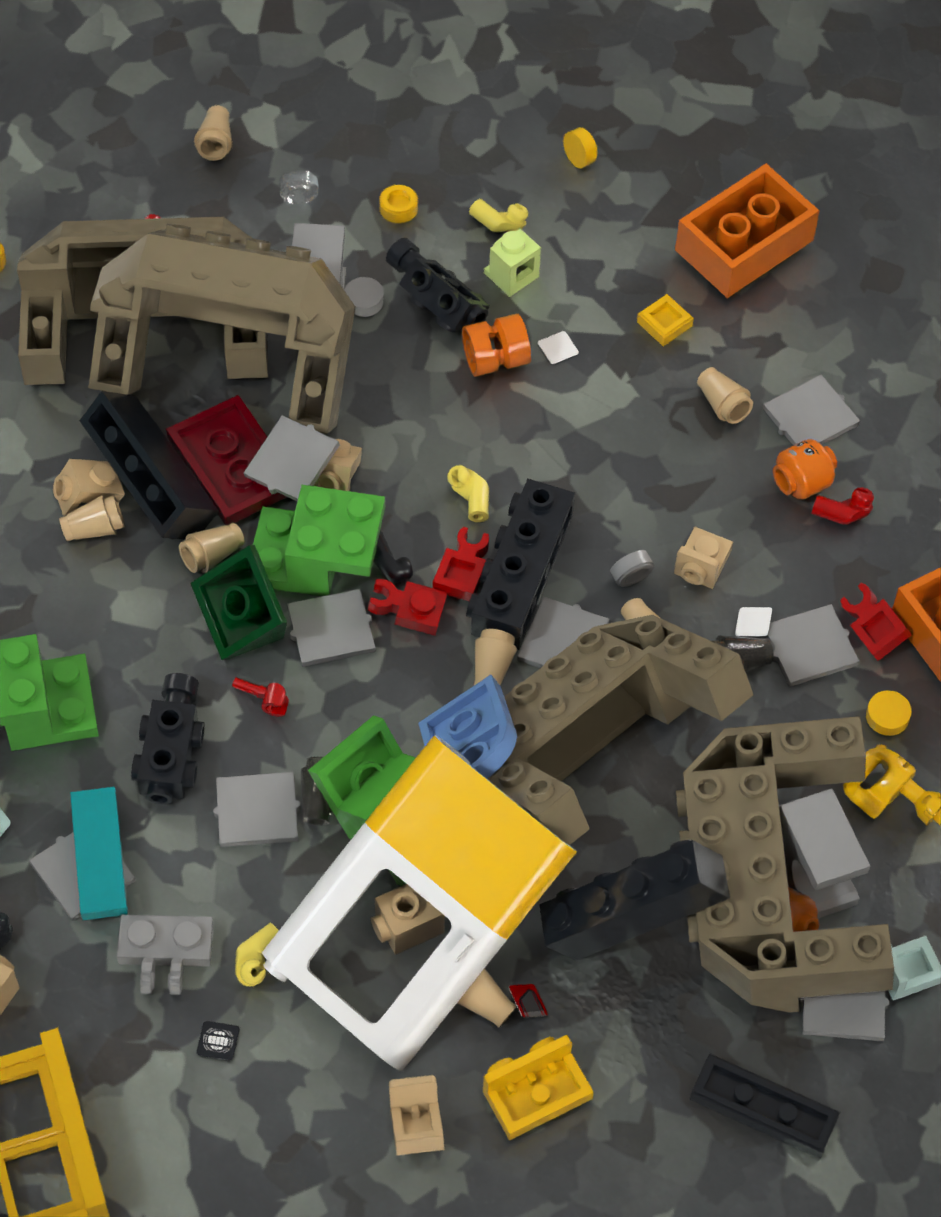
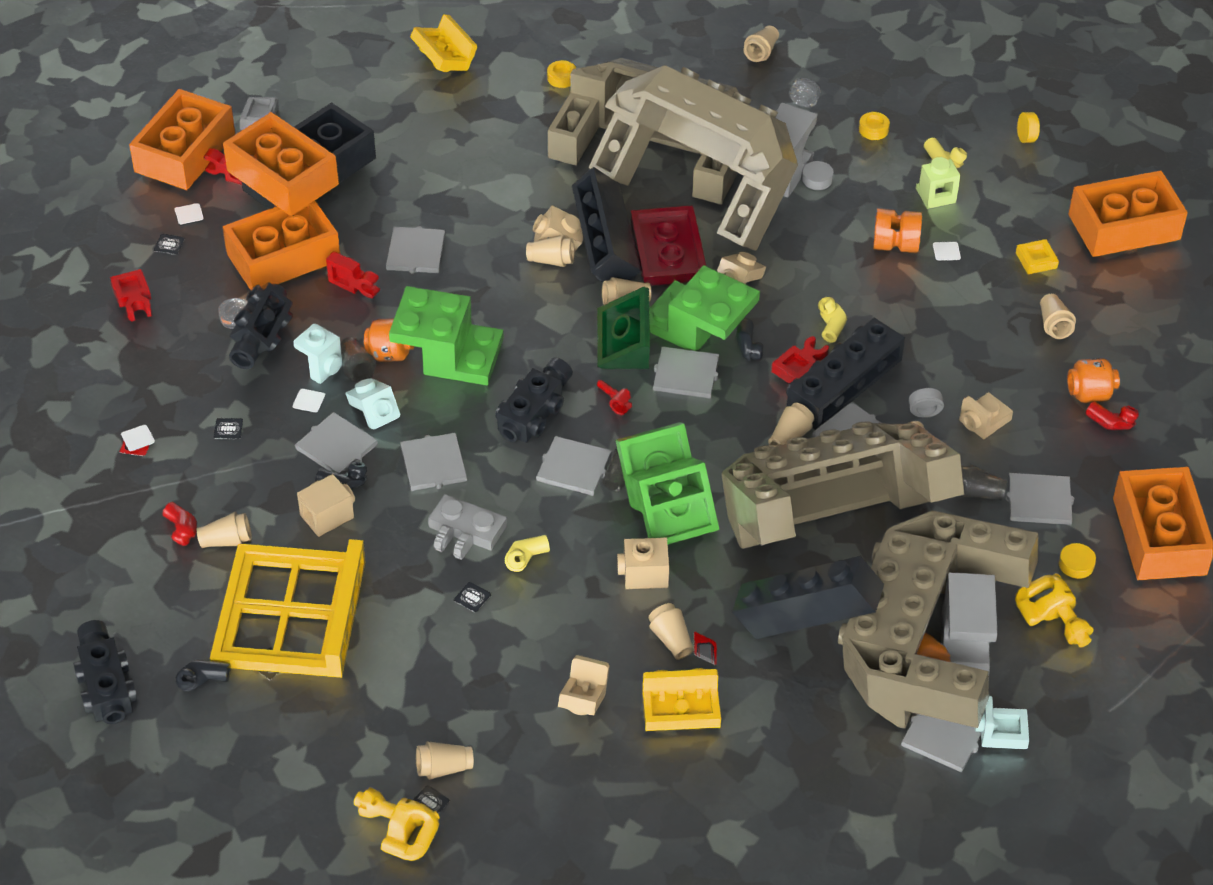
camera: 25 degrees right, 10 degrees down
(98, 853) = (448, 452): teal tile -> none
(291, 457) = (708, 248): light grey piece -> none
(415, 607) = (752, 377): red plate -> none
(428, 290) = (871, 181): black brick -> none
(464, 854) = (695, 520): piece -> none
(476, 726) = (740, 452): medium blue tile -> none
(753, 621) = (1004, 468): white sticker -> none
(764, 1105) = (847, 779): black tile -> none
(811, 412) = (1122, 348): light grey piece -> none
(876, 623) = (1097, 498): red plate -> none

